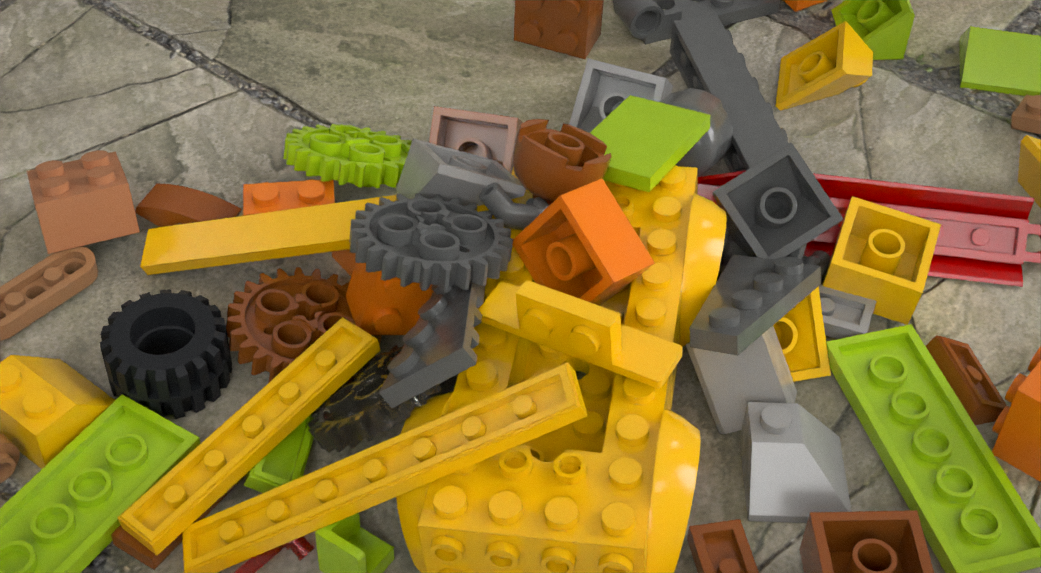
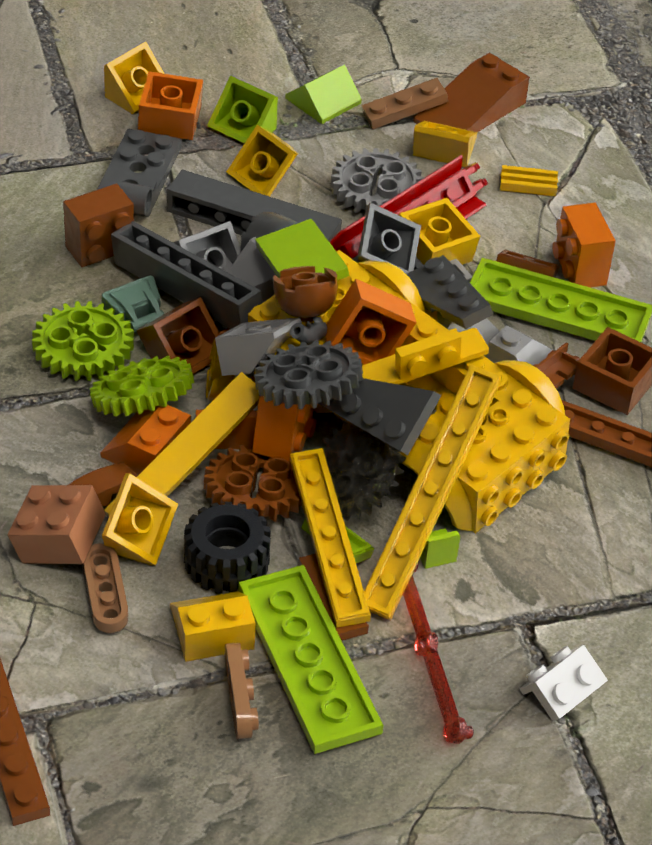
camera: 55 degrees left, 0 degrees up
(136, 252) = (139, 521): none -> yellow slope
(362, 87) = (82, 340): none -> lime gear
(491, 89) = (136, 300): none -> sand green piece
(555, 71) = (184, 274): none -> dark grey brick
(760, 496) = (558, 365): none -> dark orange hinge
(918, 157) = (357, 177): none -> light grey gear

